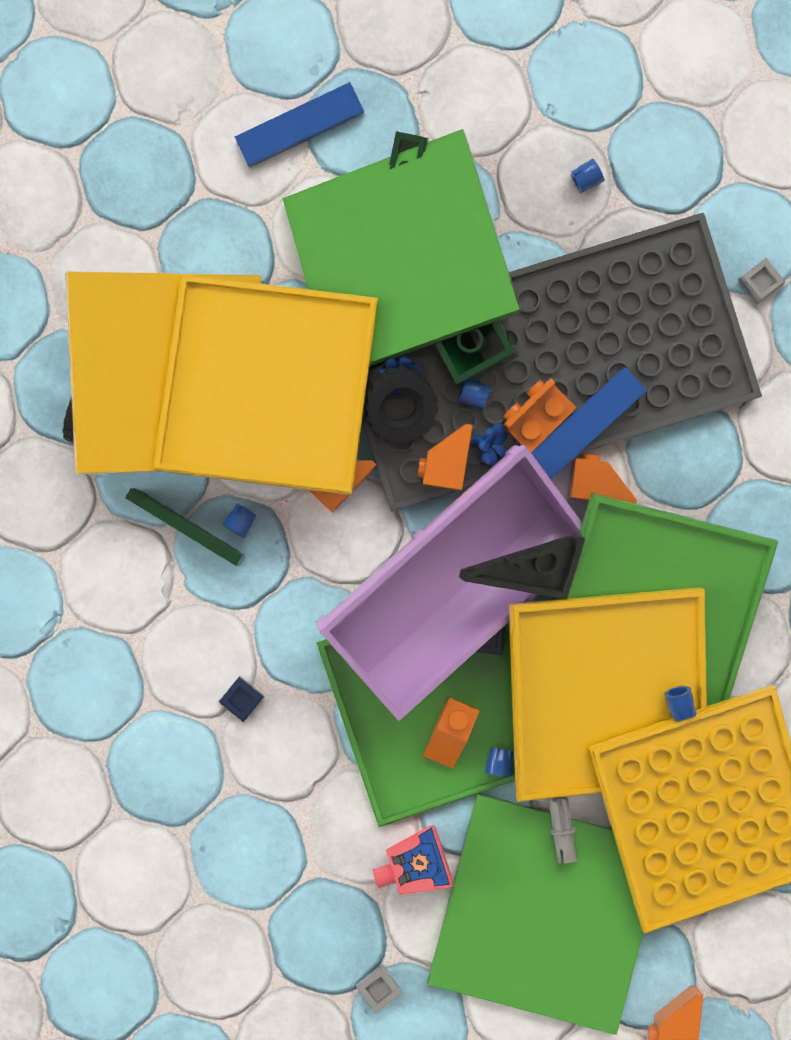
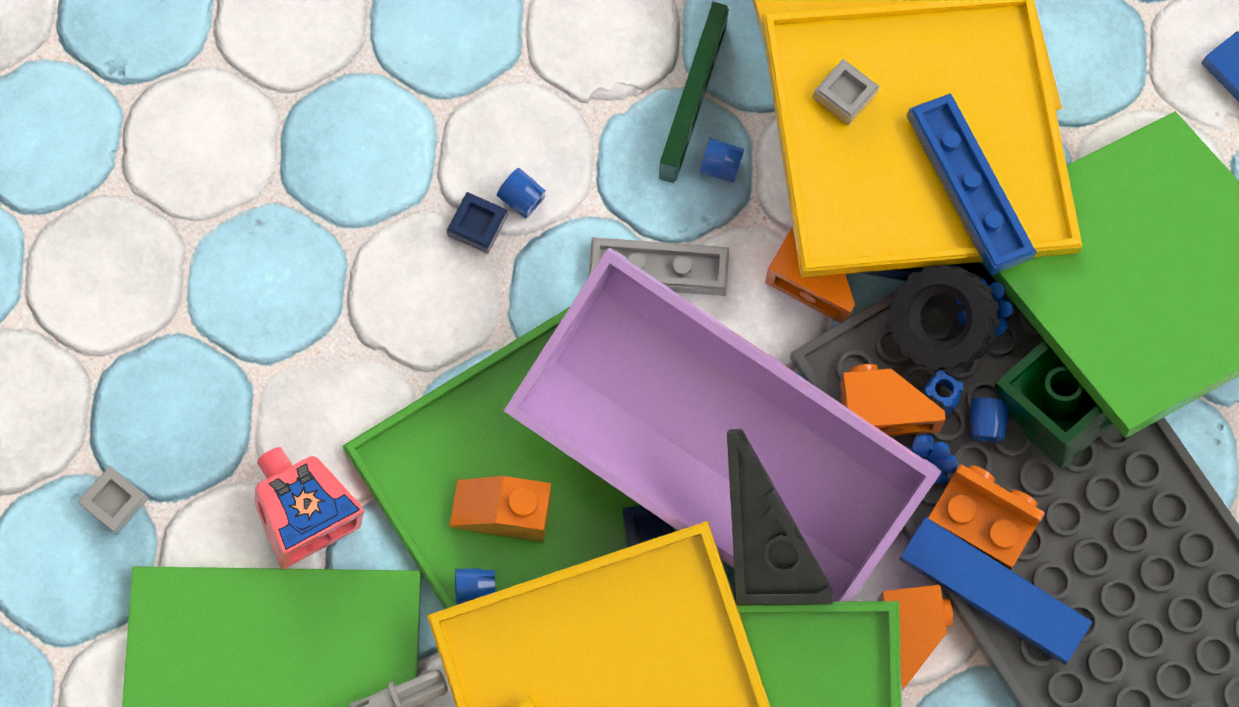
camera: 75 degrees right, 15 degrees down
(226, 427) = (845, 92): none -> light grey tile
(229, 664) = (521, 192): none -> blue hose
(304, 583) = (677, 266): none -> light grey tile
(315, 361) = (971, 184): none -> blue tile
(448, 429) = (949, 403): none -> blue hose

